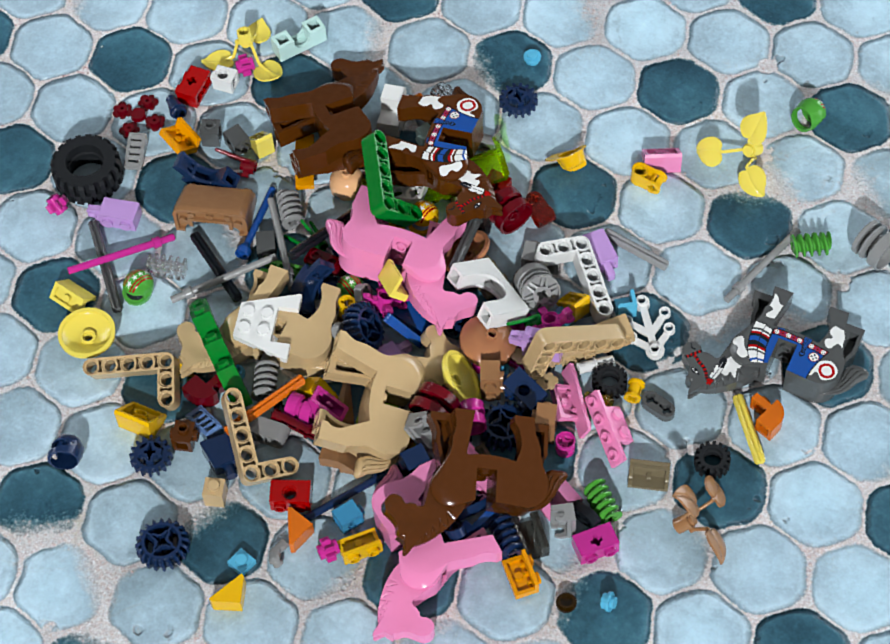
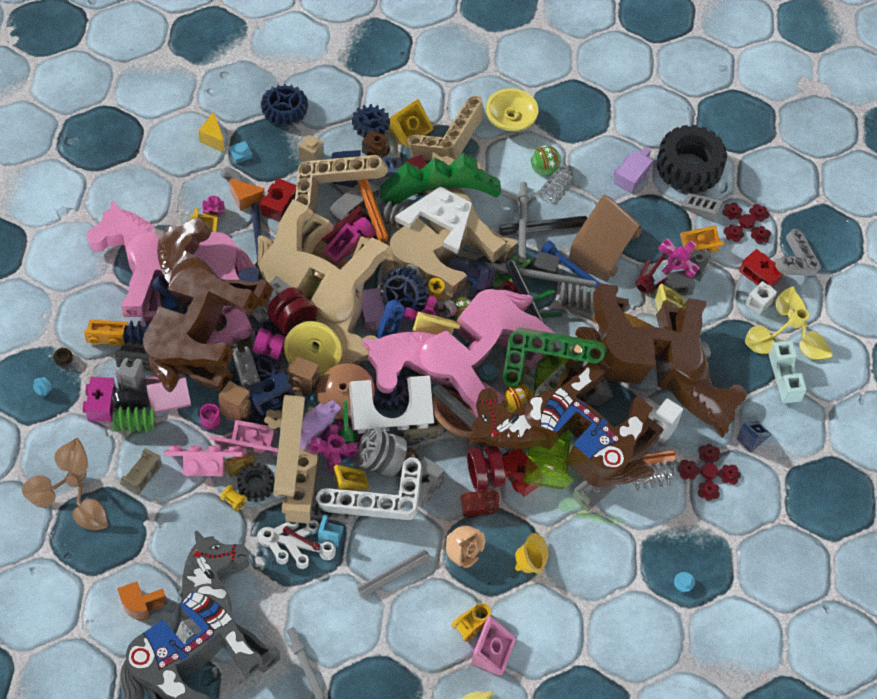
camera: 105 degrees right, 0 degrees up
(57, 204) = (662, 129): dark pink gear -> none
(67, 450) = (402, 70): dark blue helmet -> none
(70, 295) = (562, 117): light yellow panel -> none
(105, 268) = (582, 148): dark grey axle -> none
(155, 242) = (590, 188): dark pink bar -> none
(170, 56) = (803, 262): none -> light grey beam
(176, 108) = (740, 249): dark blue cone -> none
(201, 175) = (646, 244): dark blue arch -> none
(218, 136) = (678, 258): none -> dark pink pin
(244, 65) = (771, 318): dark pink gear -> none
(348, 516) = (236, 230): dark azure brick -> none
(371, 47) = (752, 435): none -> dark blue slope
(420, 70) = (709, 471): none -> dark red plant
(501, 431) = (245, 367): none -> light grey hinge
(518, 100) = (636, 538): dark blue gear -> none
(585, 204) = (464, 545): none -> light nougat cylinder
(604, 253) = (399, 535): lavender hinge -> none
(645, 308) = (287, 530): none -> dark red hinge
(656, 408) = (208, 513): dark grey beam -> none
(715, 450) = (121, 520): black tyre -> none
(749, 429) = (143, 580): light yellow axle -> none

